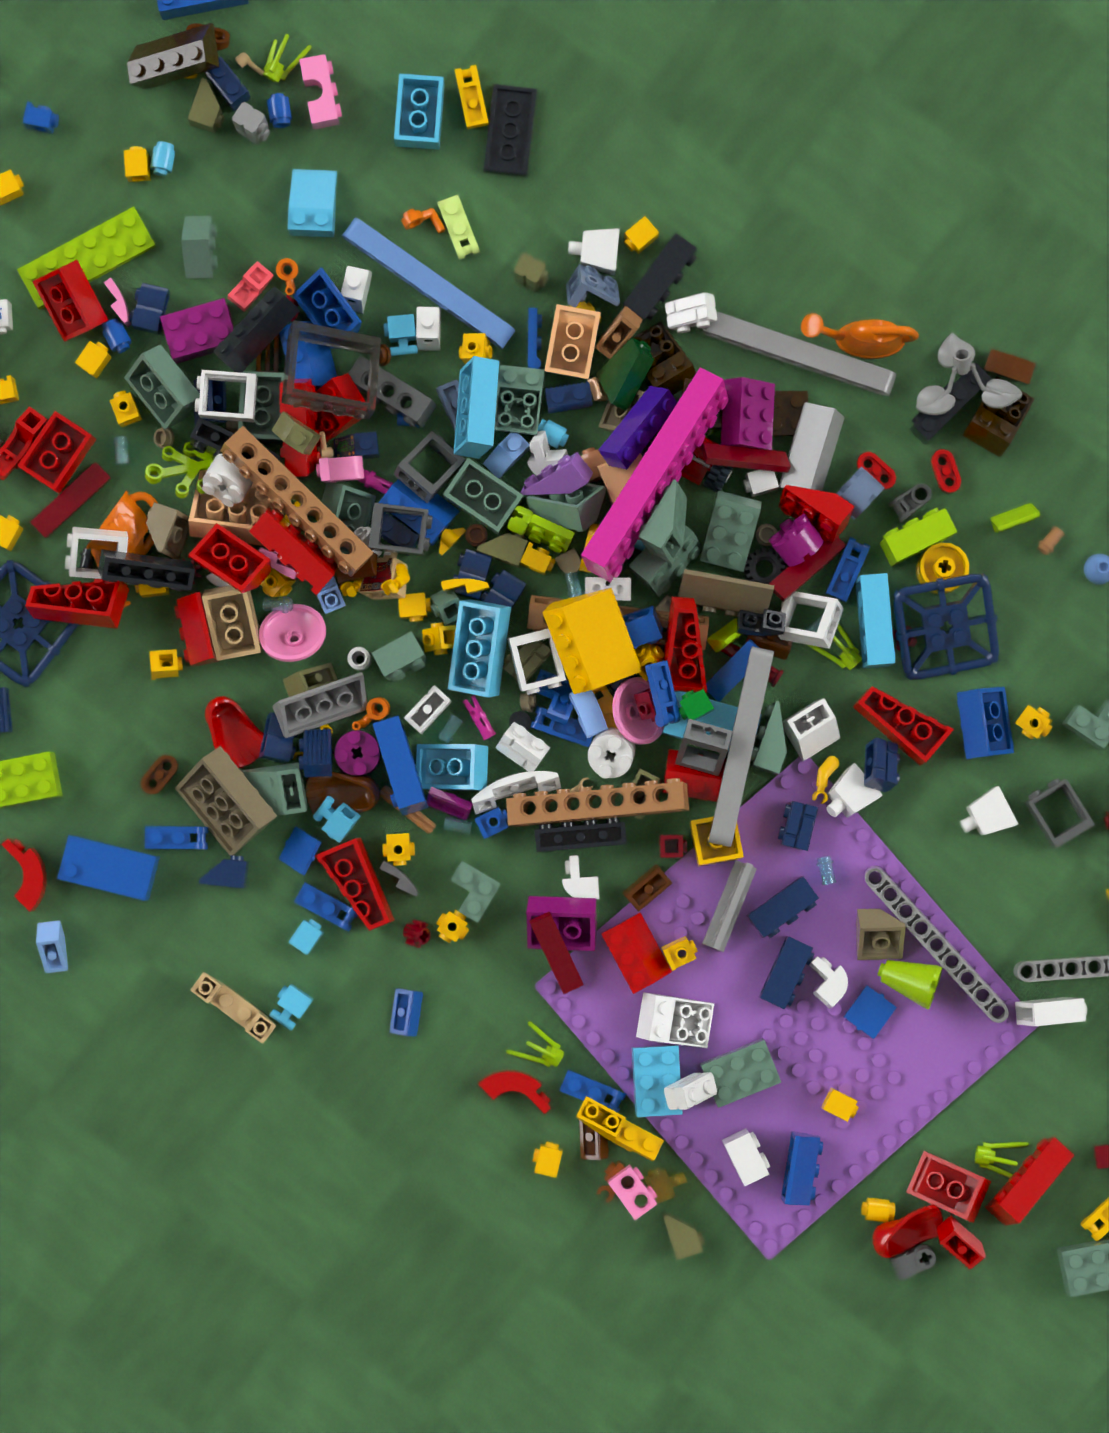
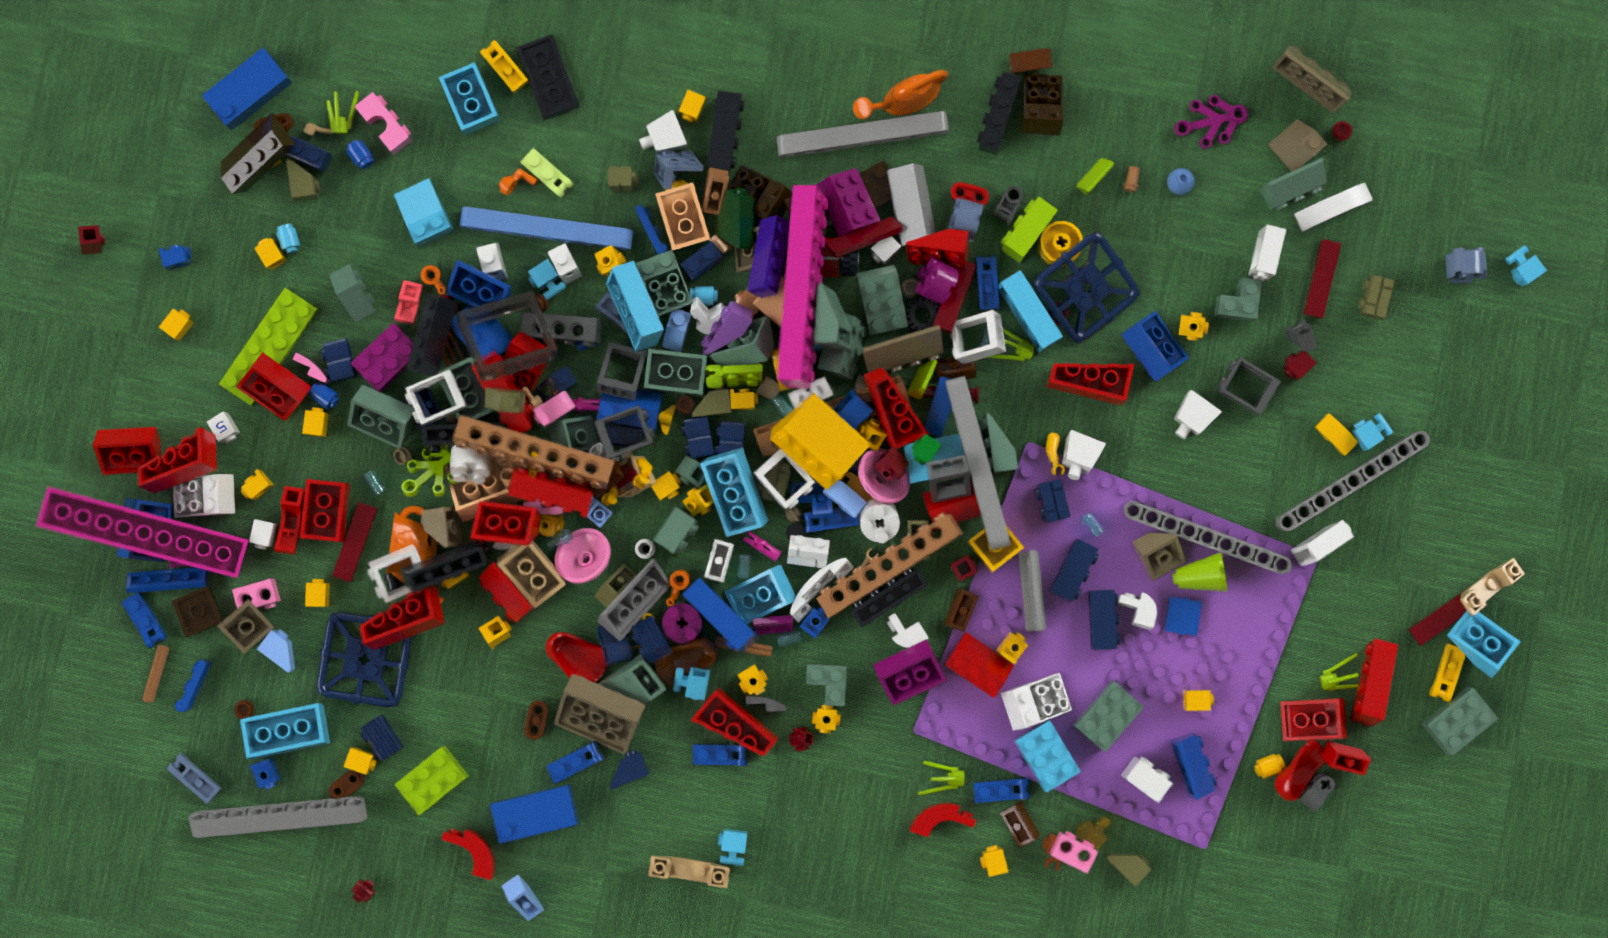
camera: 25 degrees left, 0 degrees up
(130, 414) = (365, 453): yellow brick -> none
(251, 123) = (343, 175): light grey brick -> none
(299, 850) = (677, 722): blue piece -> none
(306, 936) = (716, 785): medium azure brick -> none
(406, 1012) = (824, 804): blue slope -> none
(471, 585) = (703, 447): yellow slope -> none
(556, 952) = (917, 697): dark red tile -> none
(618, 1130) = (1037, 809): yellow slope -> none
(663, 693) = (895, 453): blue plate -> none
(690, 1091) = (1077, 750): white brick -> none
(691, 312) = (762, 145): white brick -> none
(763, 624) = (943, 360): black slope -> none
(812, 728) = (1024, 420): white slope -> none
(881, 765) = (1092, 420): dark blue brick -> none
(946, 471) = (1023, 167): red plate -> none
(959, 355) = (988, 72): light grey plant -> none

